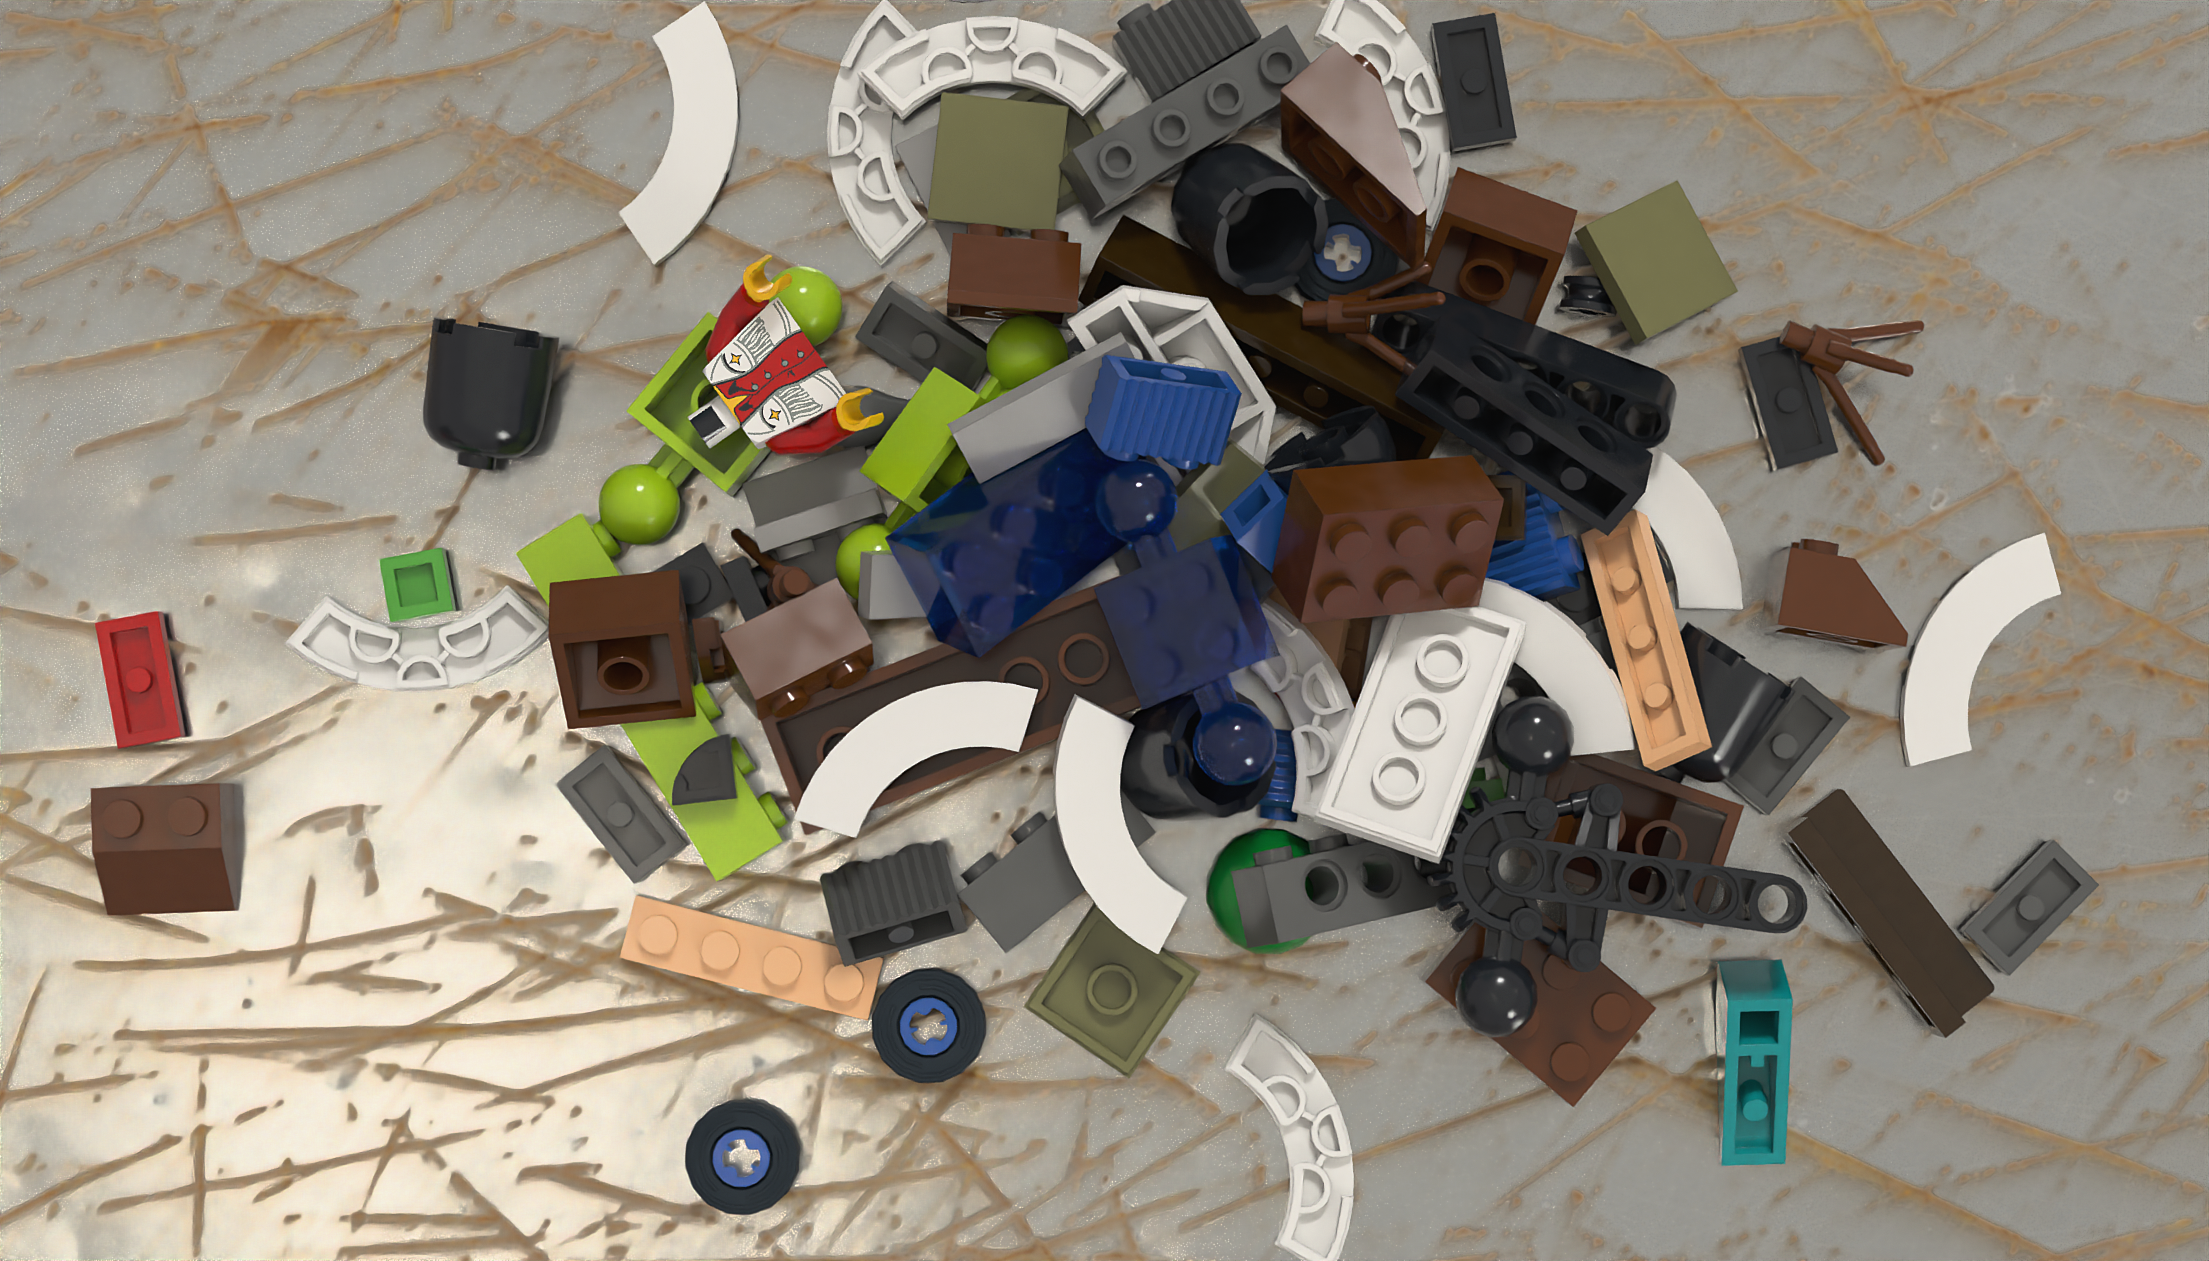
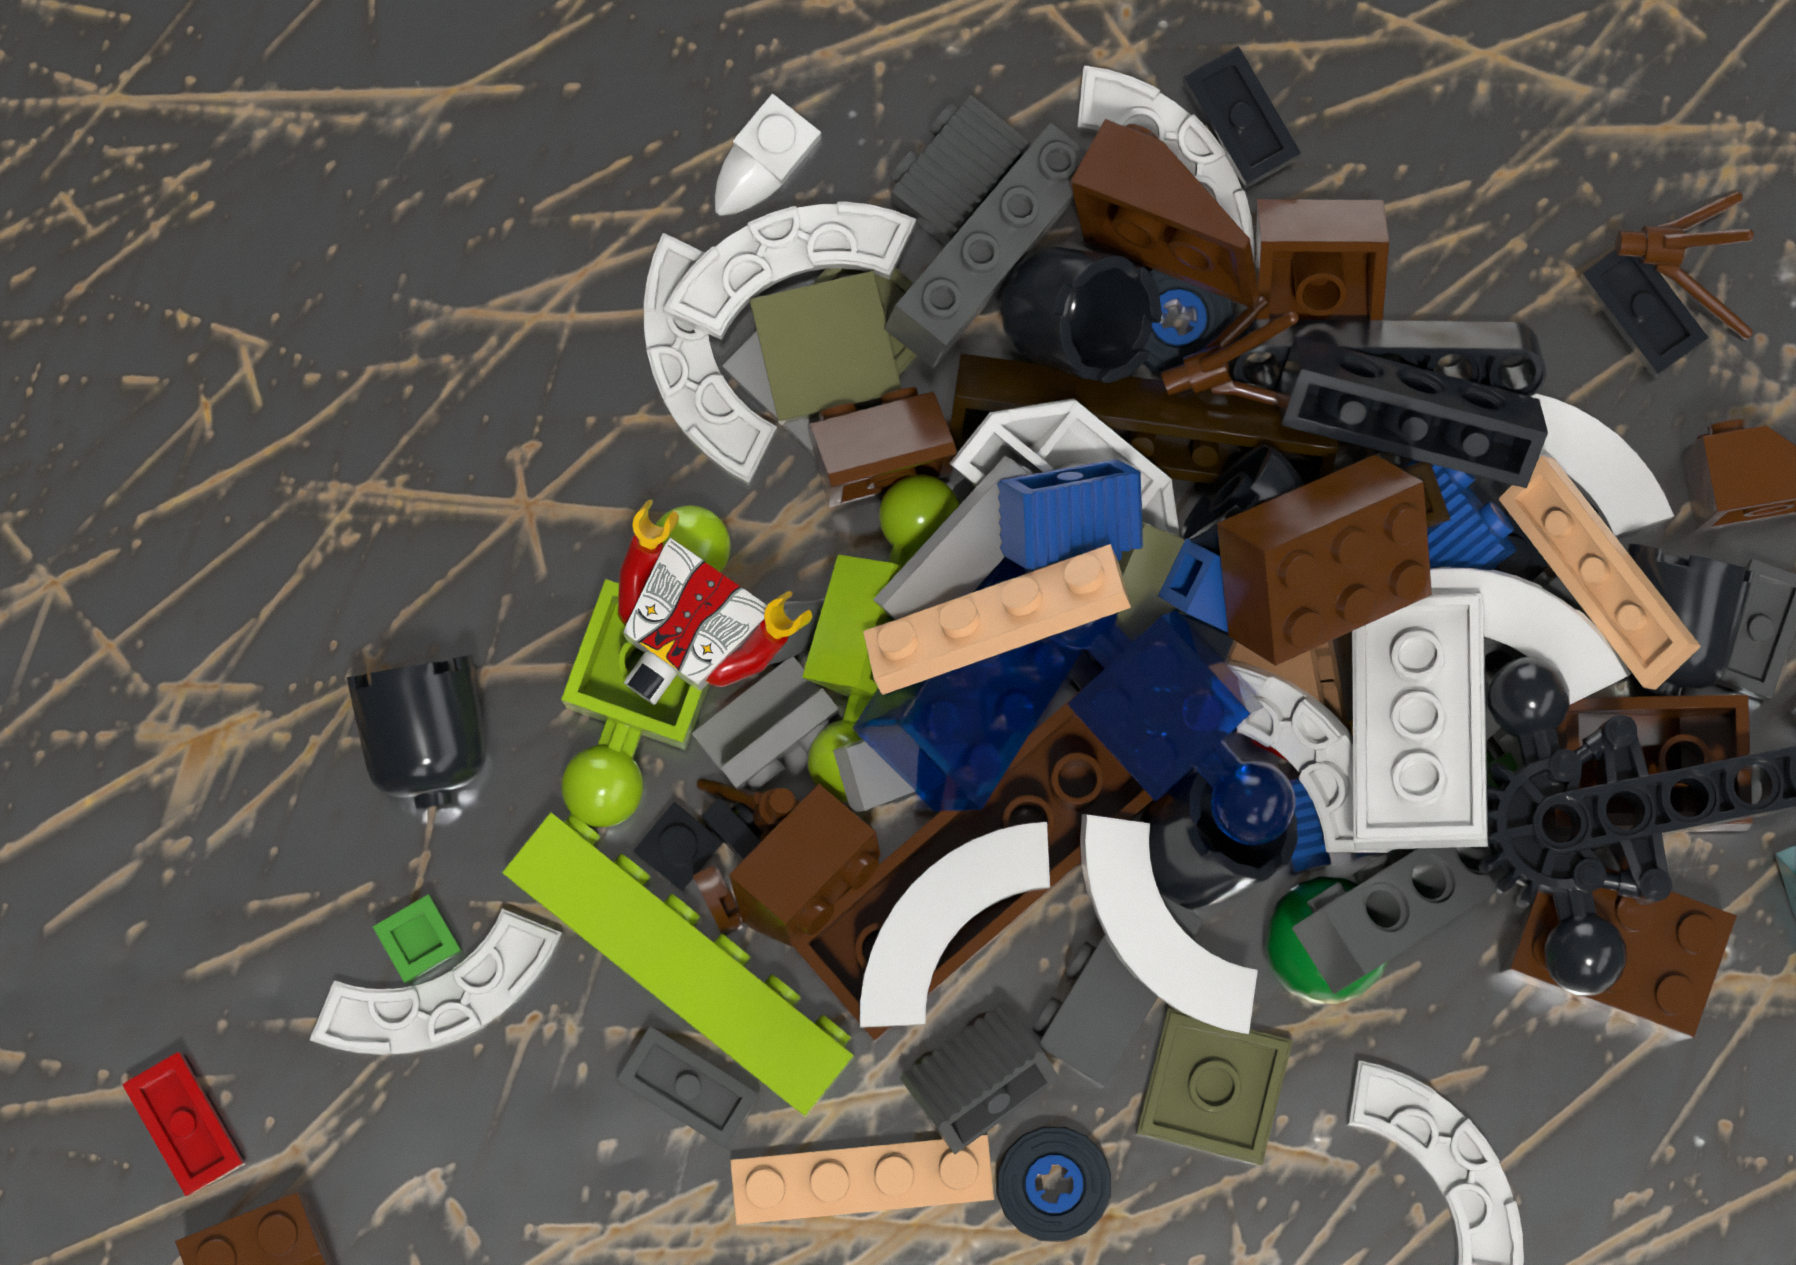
camera: 20 degrees left, 5 degrees down
(622, 649) = (638, 925): reddish brown slope -> none
(700, 137) = (536, 426): white tile -> none
(707, 774) = (760, 1016): black tile -> none
(922, 338) = (812, 535): dark grey plate -> none
(1054, 486) = (996, 619): none -> light nougat plate
(1586, 297) = (1423, 276): black bush -> none
(1656, 262) = (1473, 222): olive tile -> none

